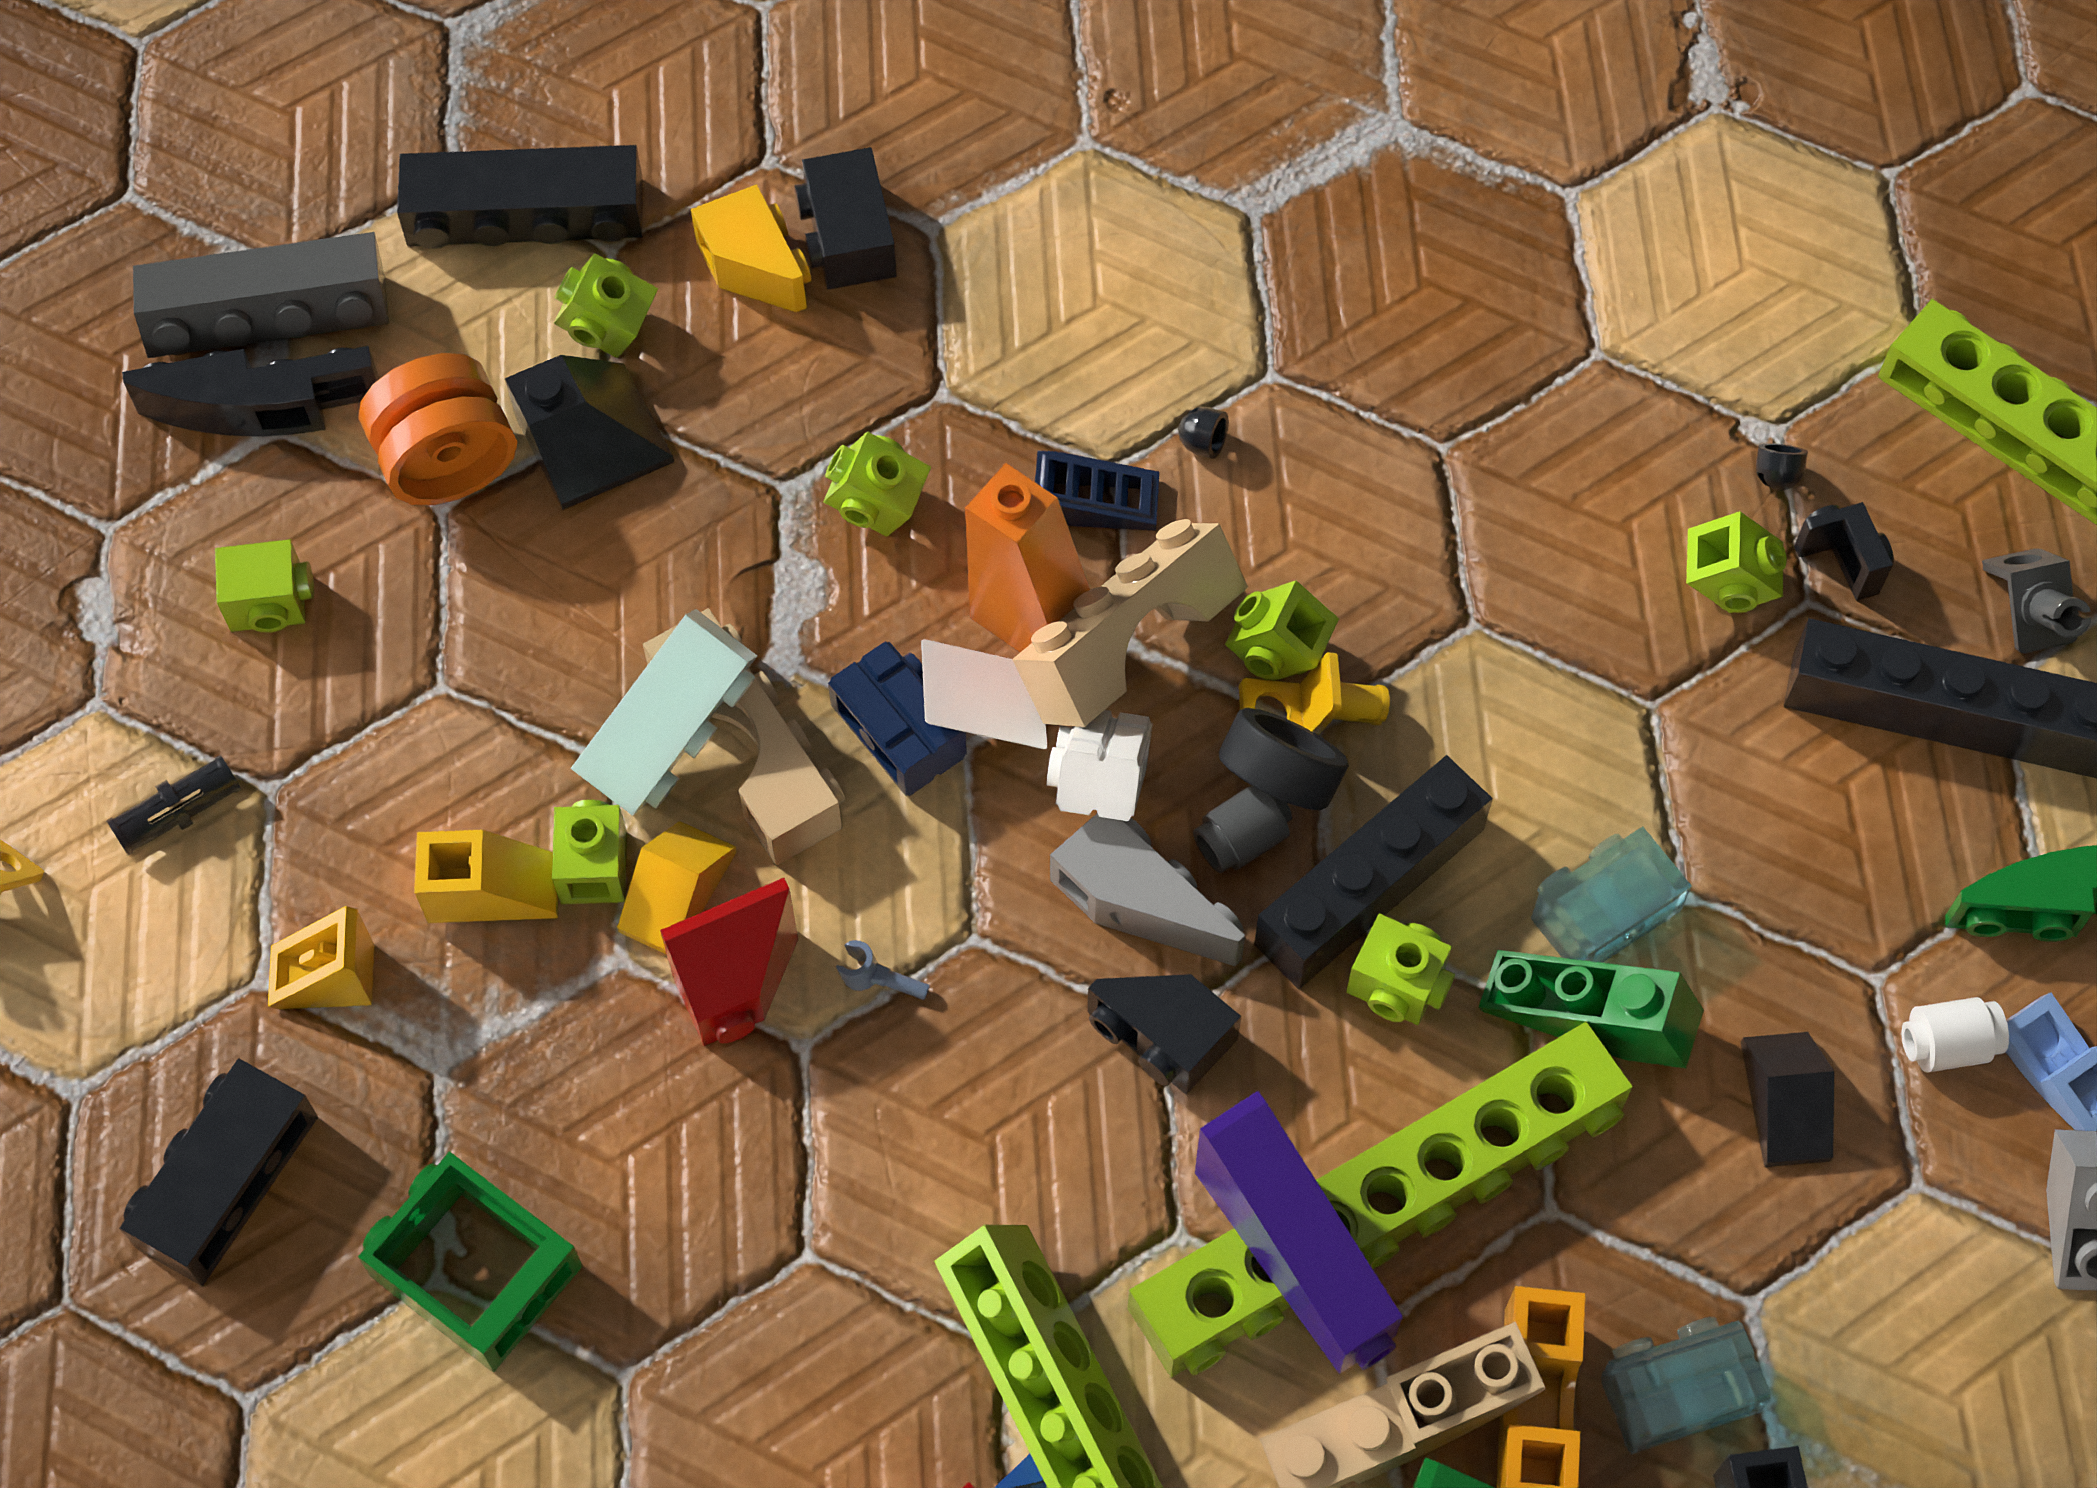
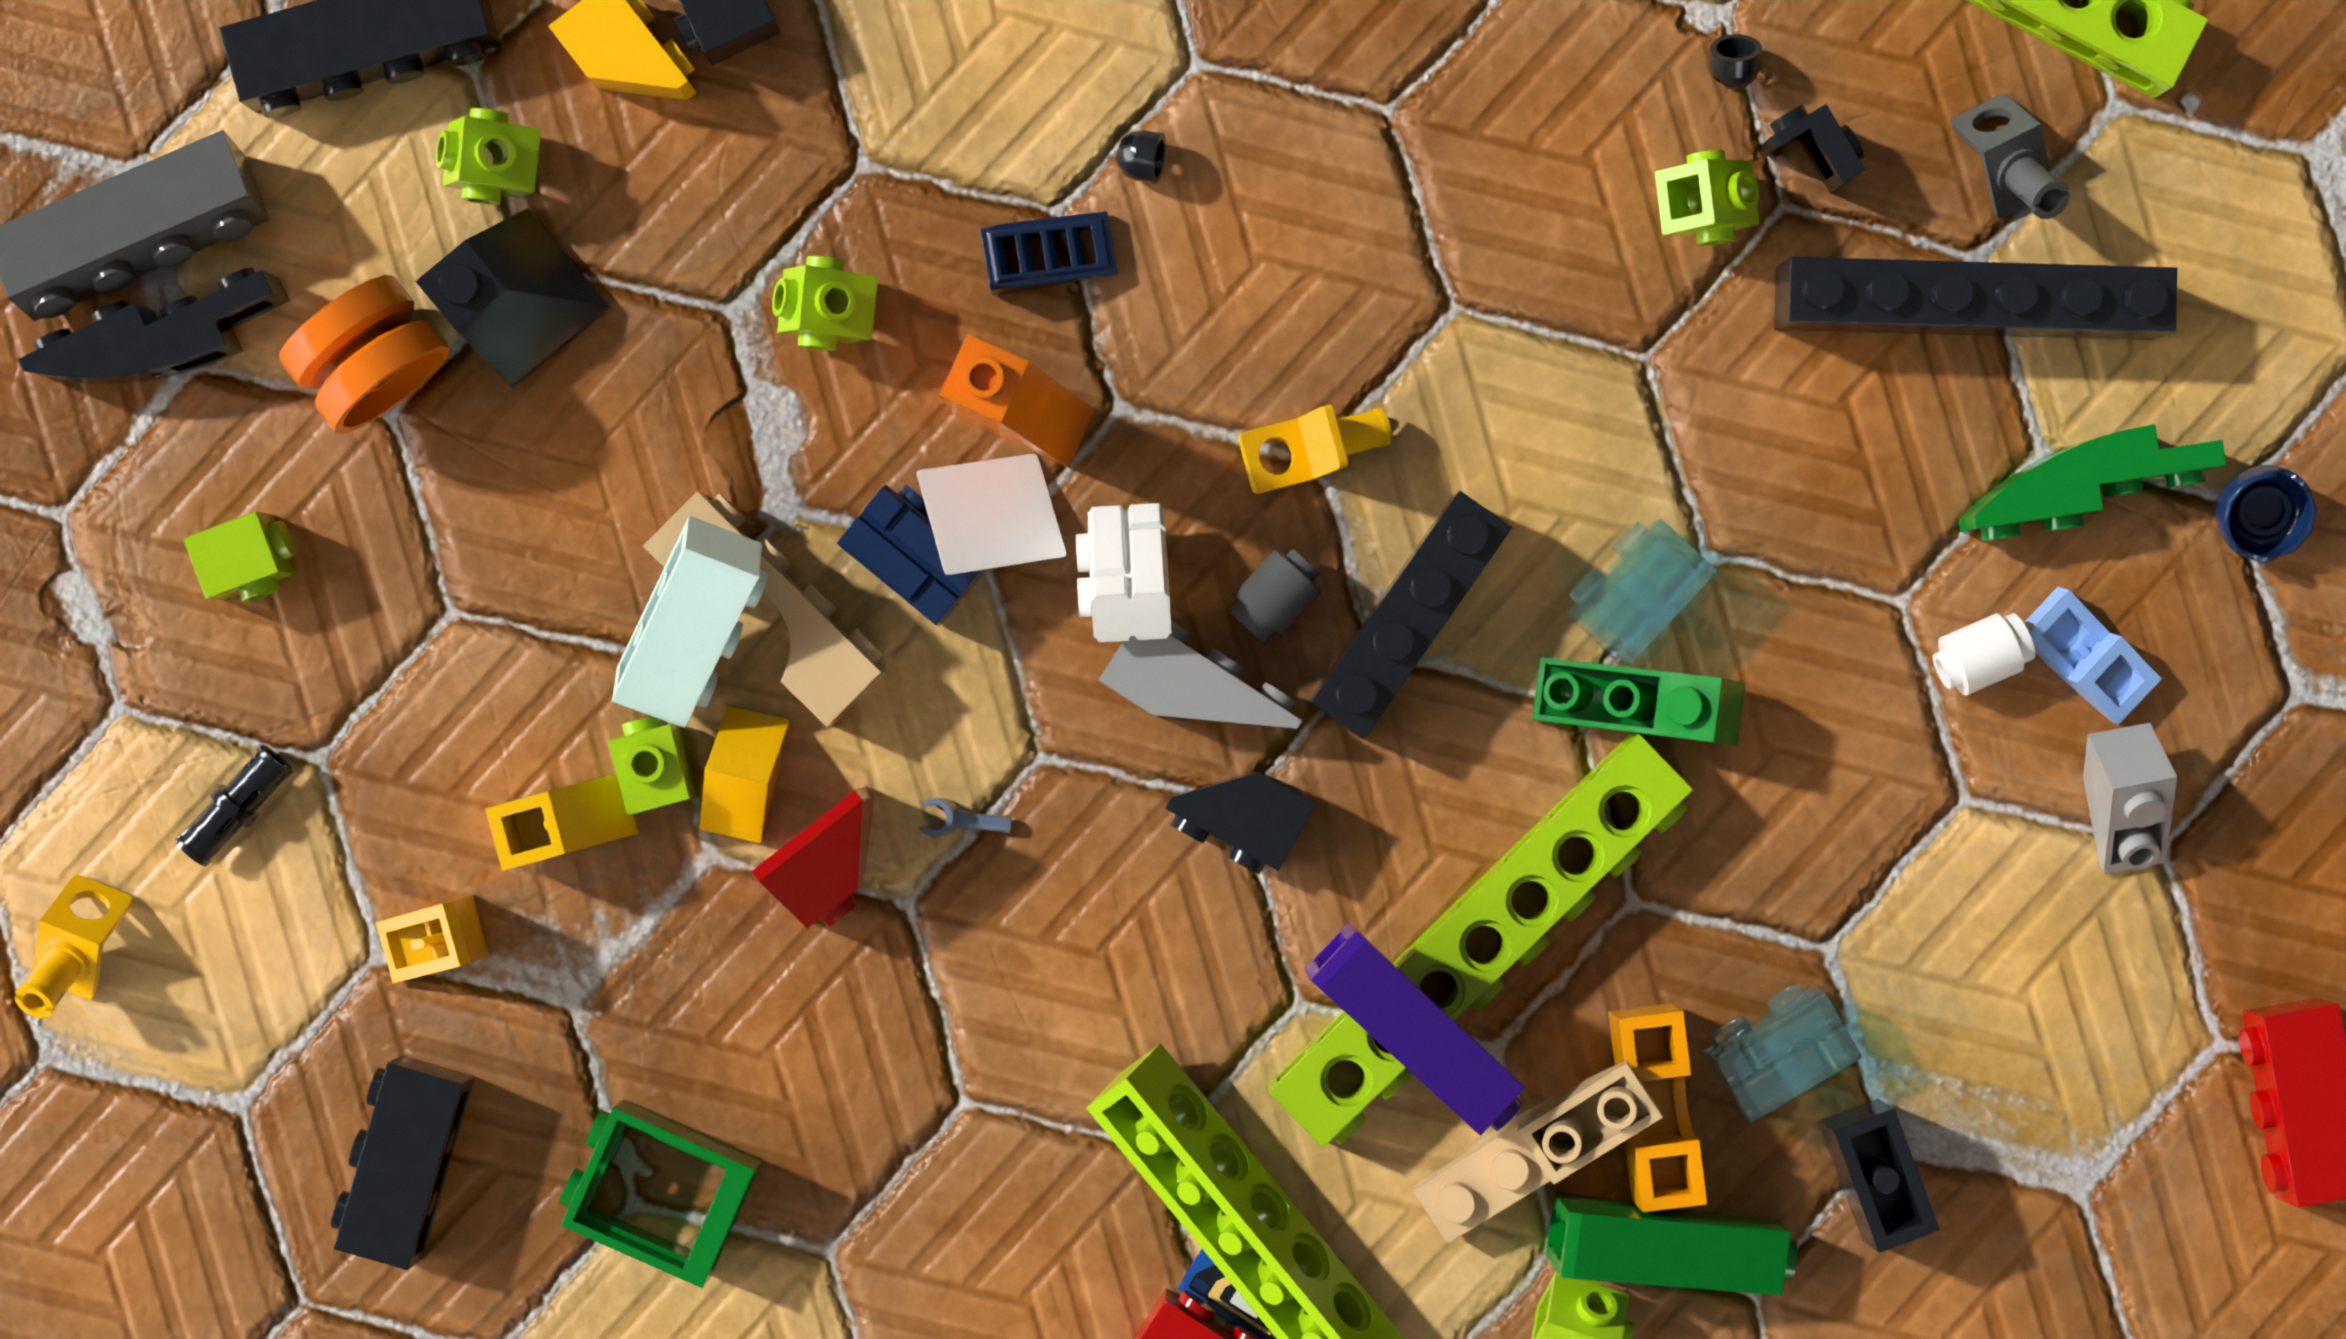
camera: 15 degrees left, 25 degrees up
(1079, 662) = (1082, 475): tan arch -> none
(1281, 631) = (1270, 381): lime brick -> none
(1283, 759) = (1291, 549): black tyre -> none
(1401, 970) = (1432, 711): lime brick -> none
(1790, 1098) = (1836, 744): black slope -> none

